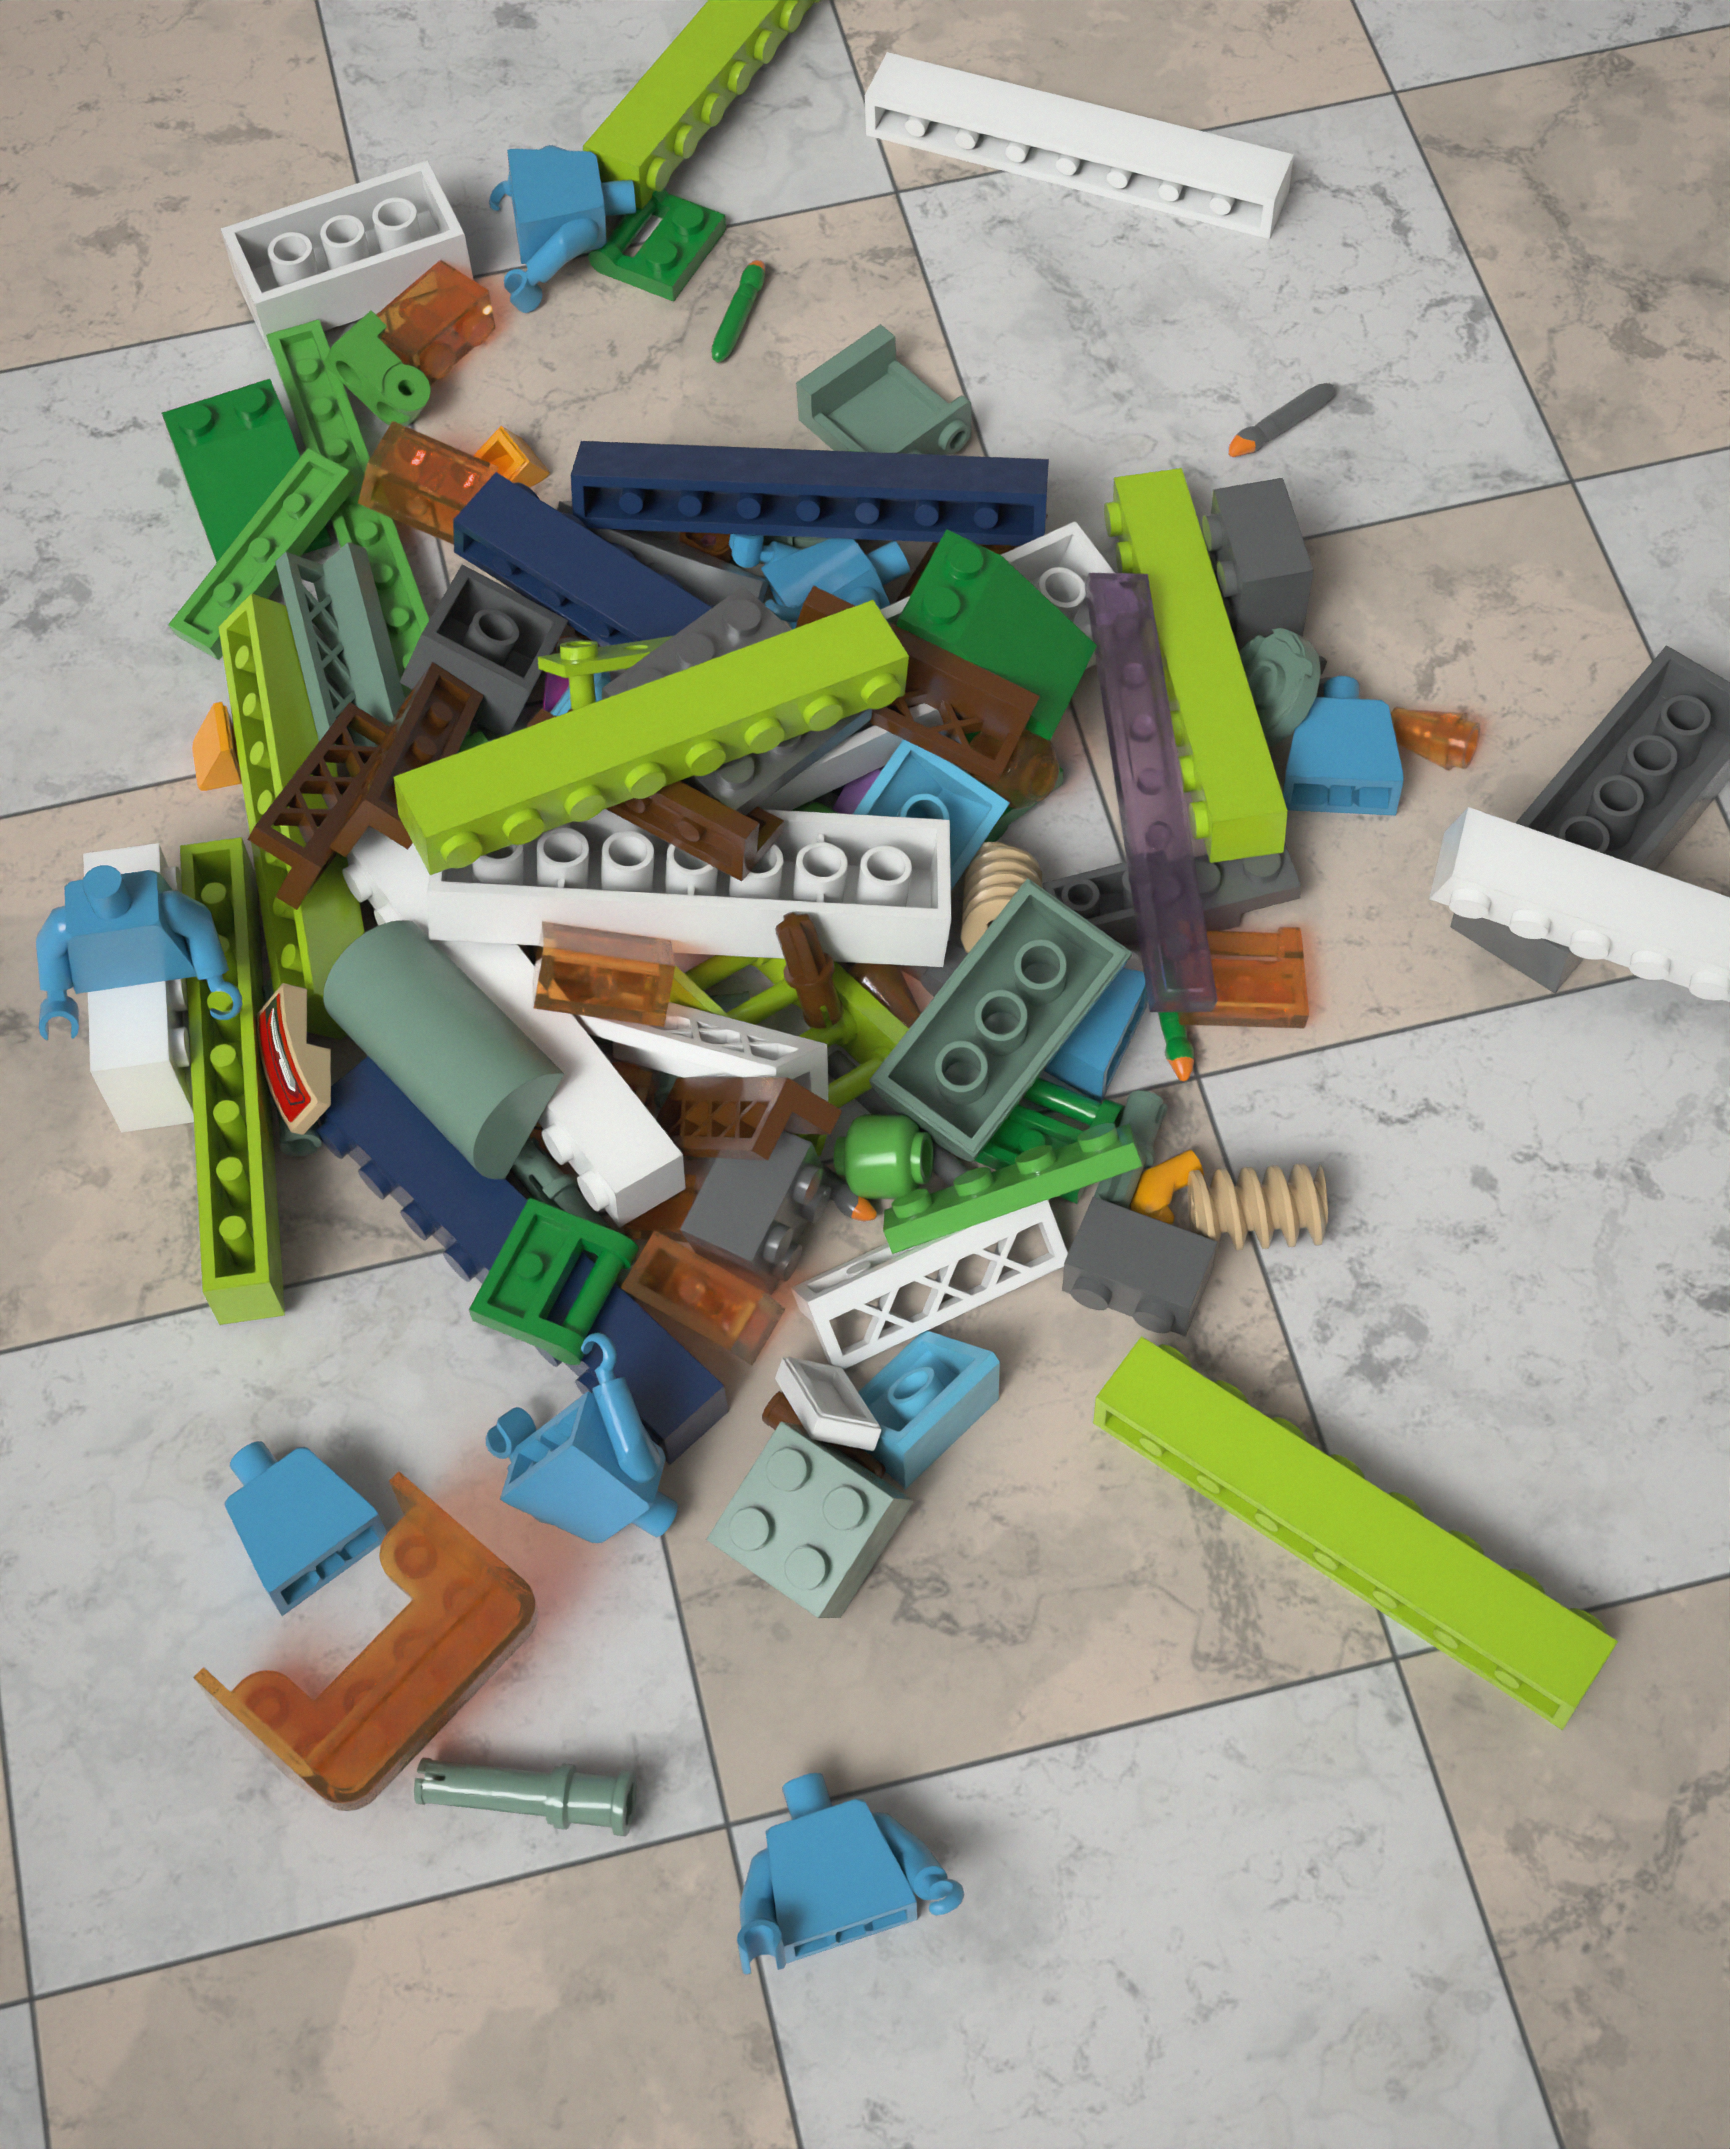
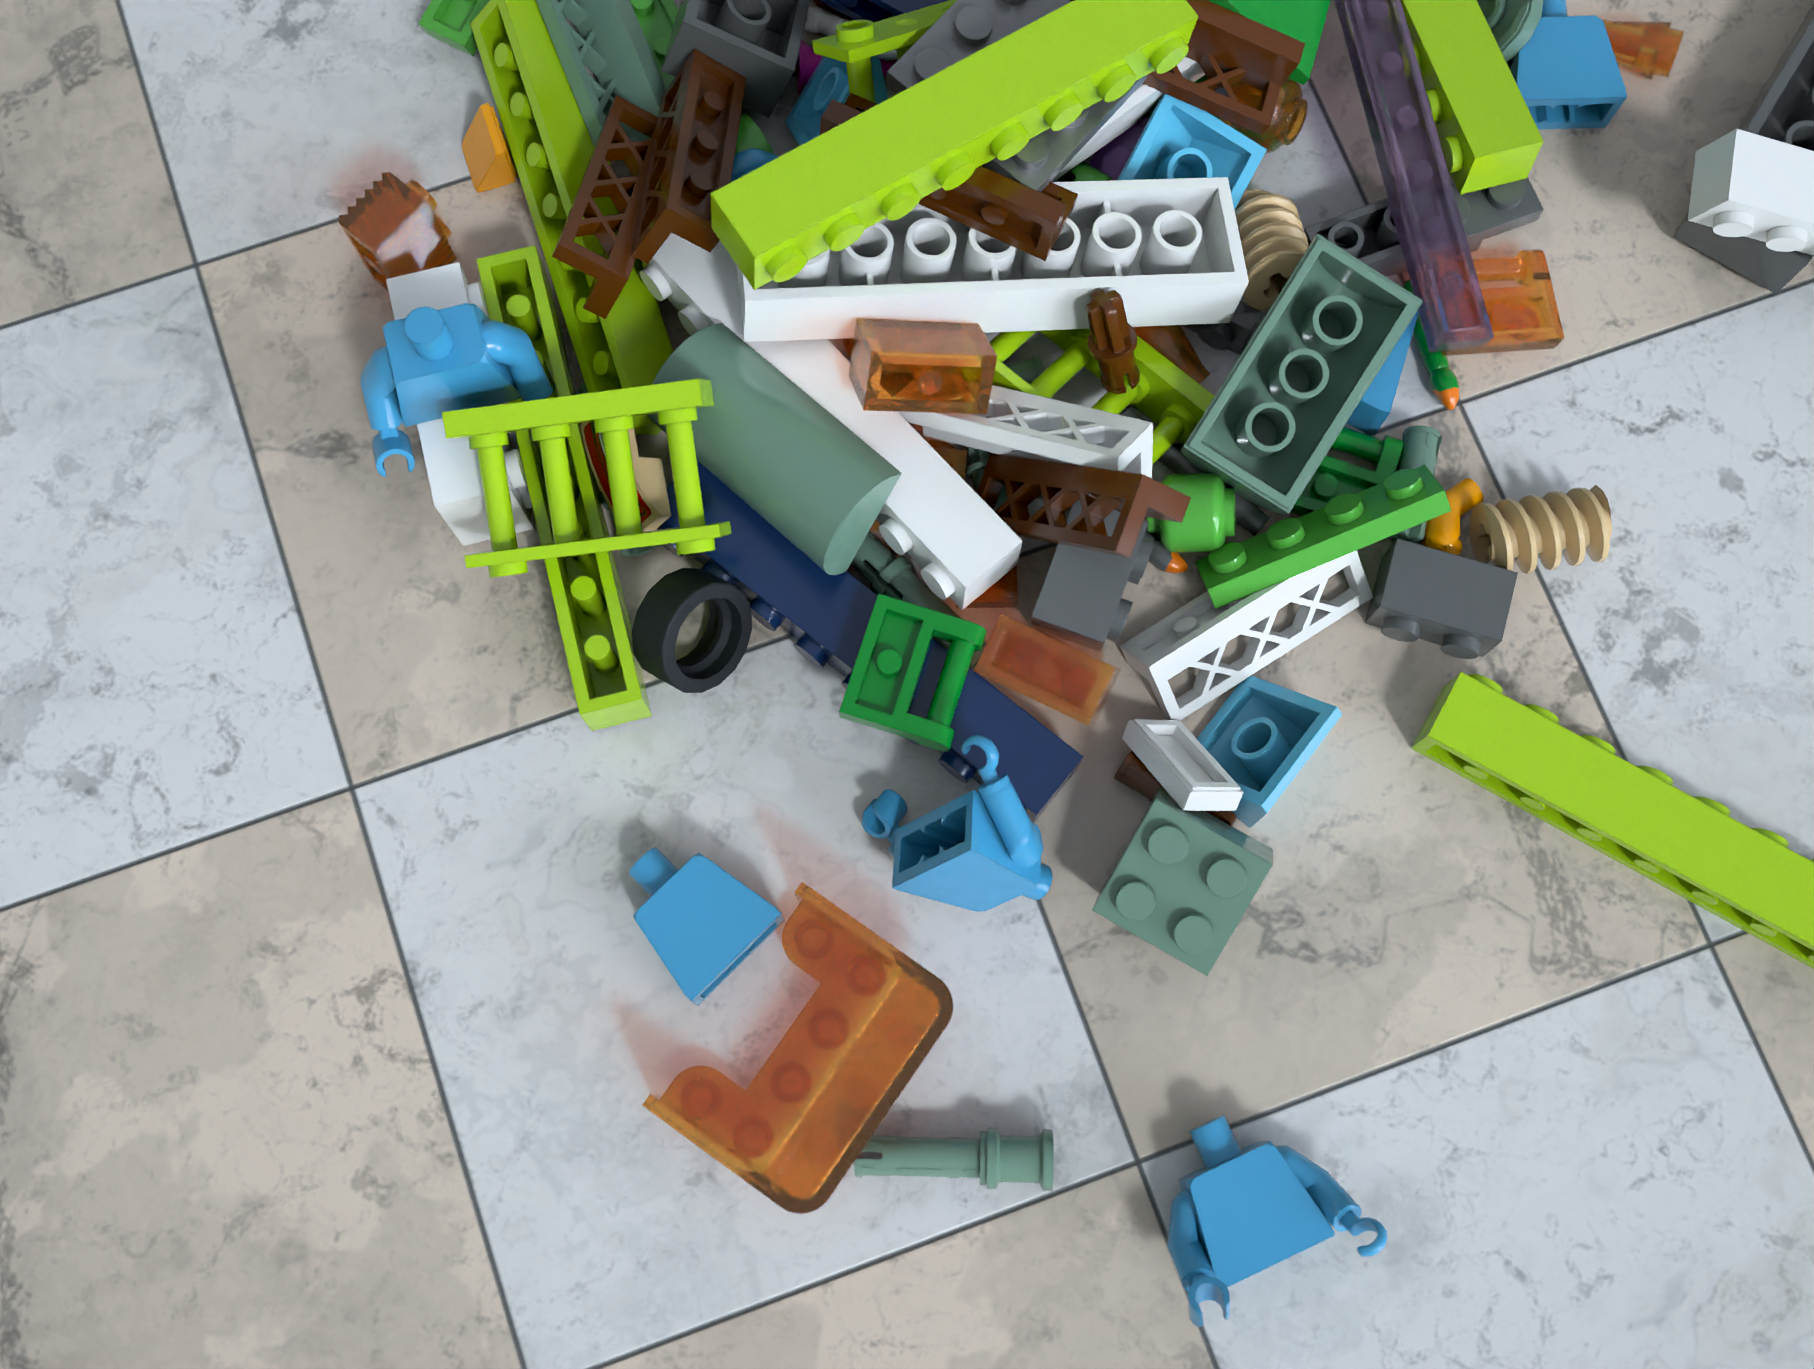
camera: 10 degrees left, 15 degrees up
(105, 809) = (397, 229): none -> clear orange brick
(216, 996) = (613, 417): none -> lime fence
(368, 1251) = (665, 611): none -> black tyre

